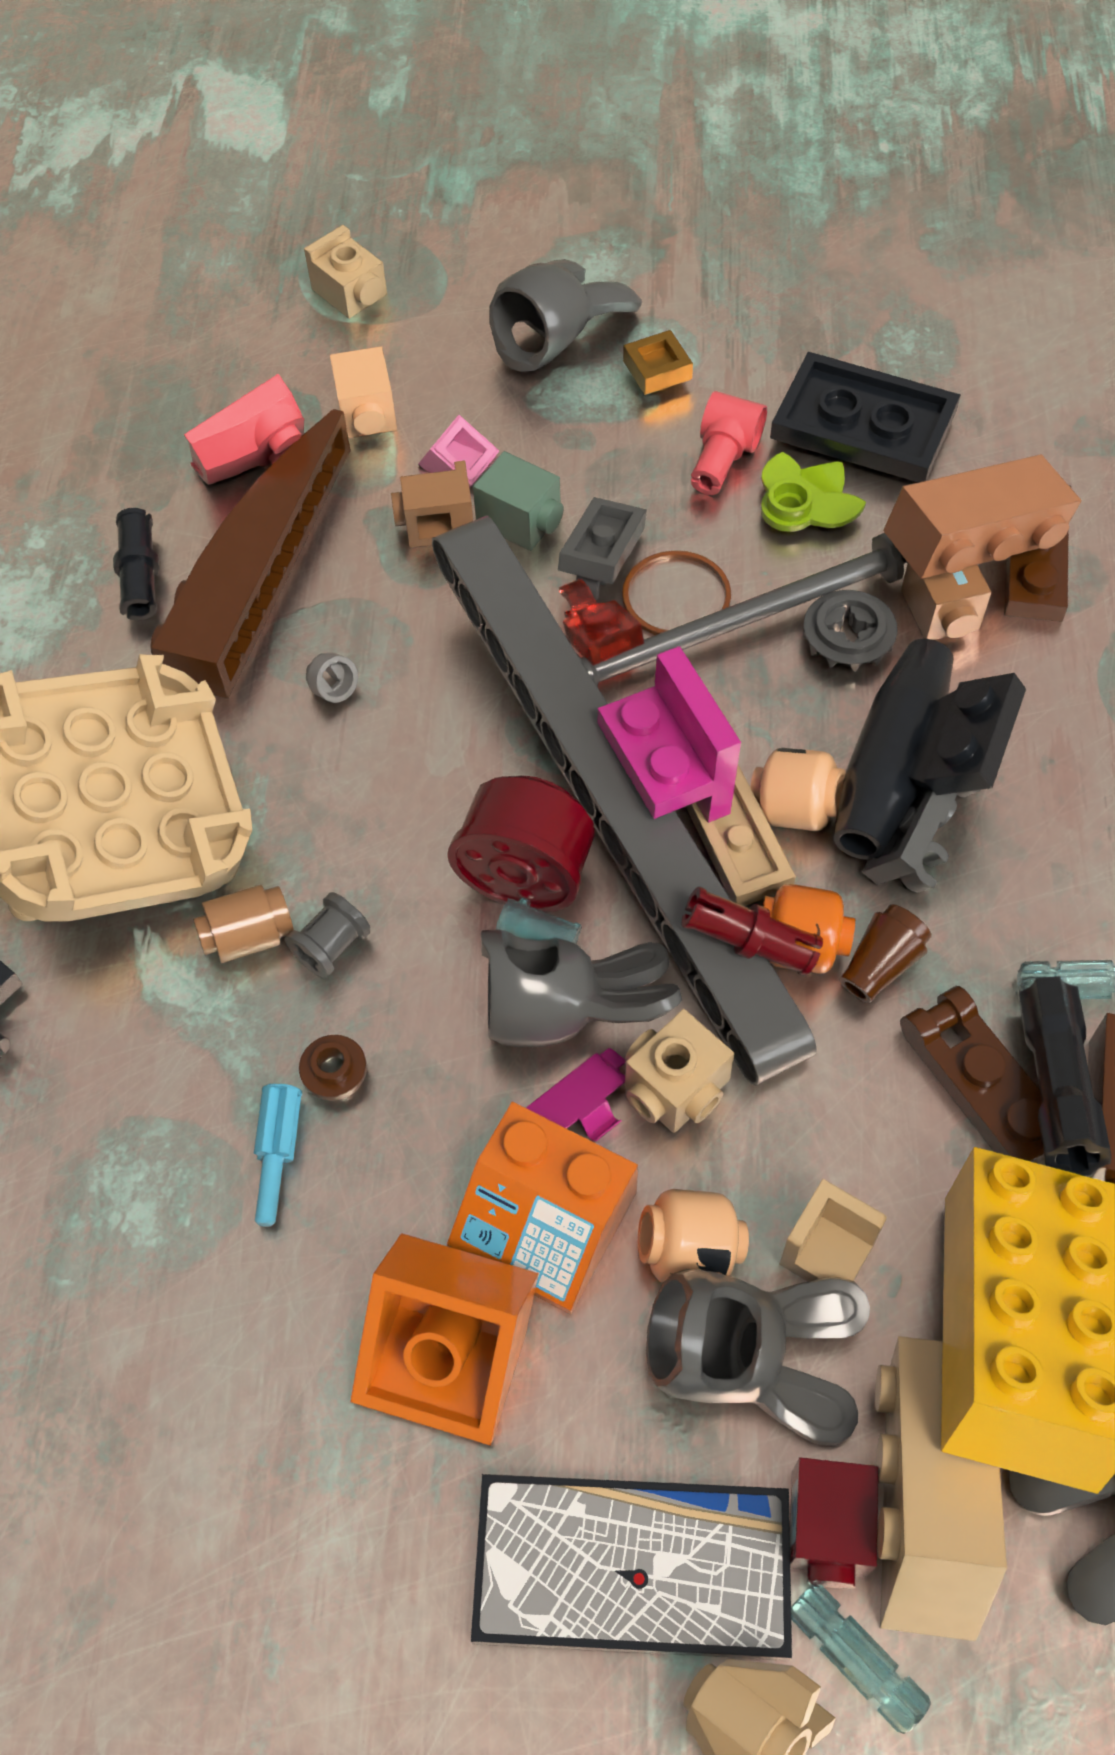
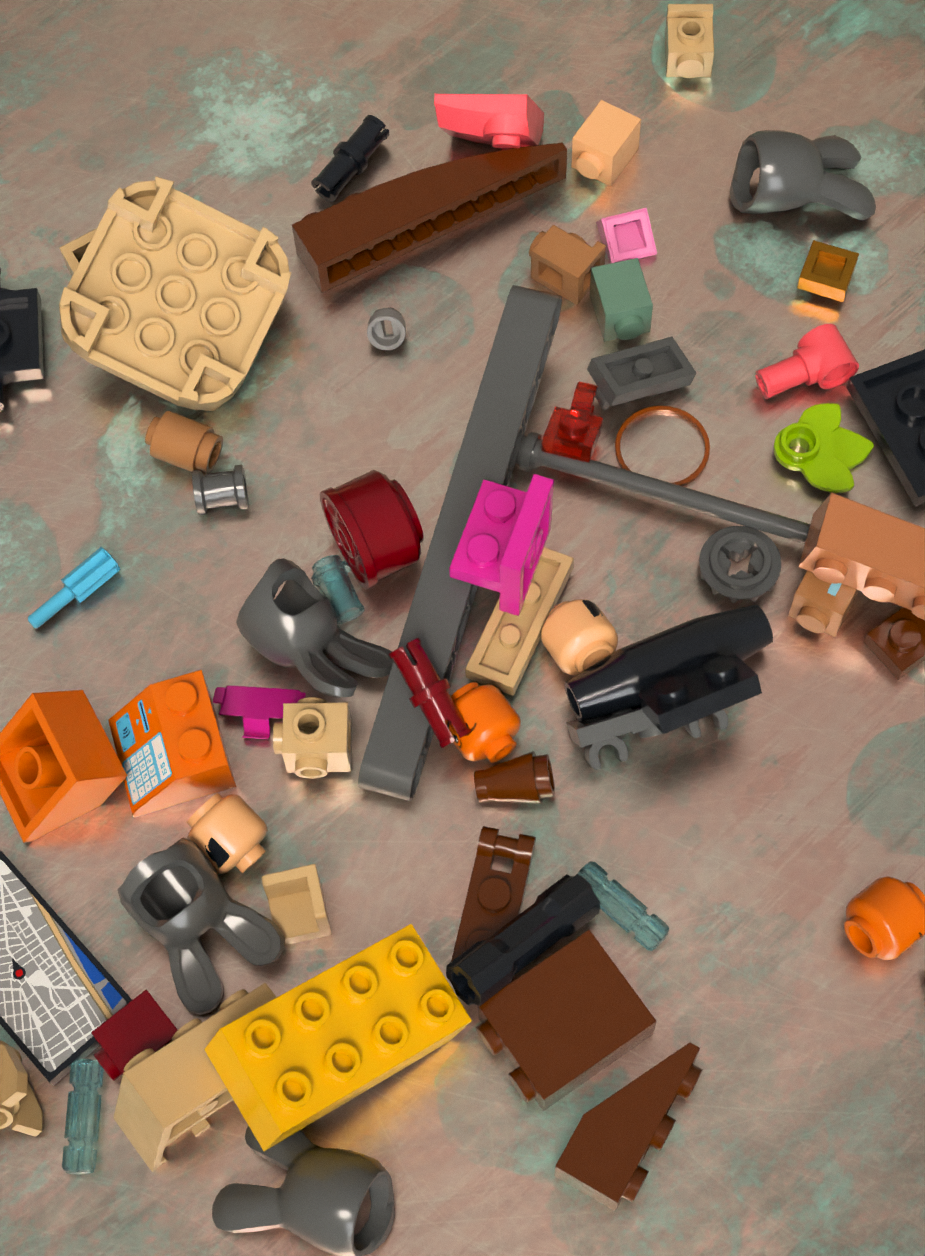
camera: 45 degrees right, 5 degrees up
(337, 1084) = (151, 581): reddish brown plate -> none

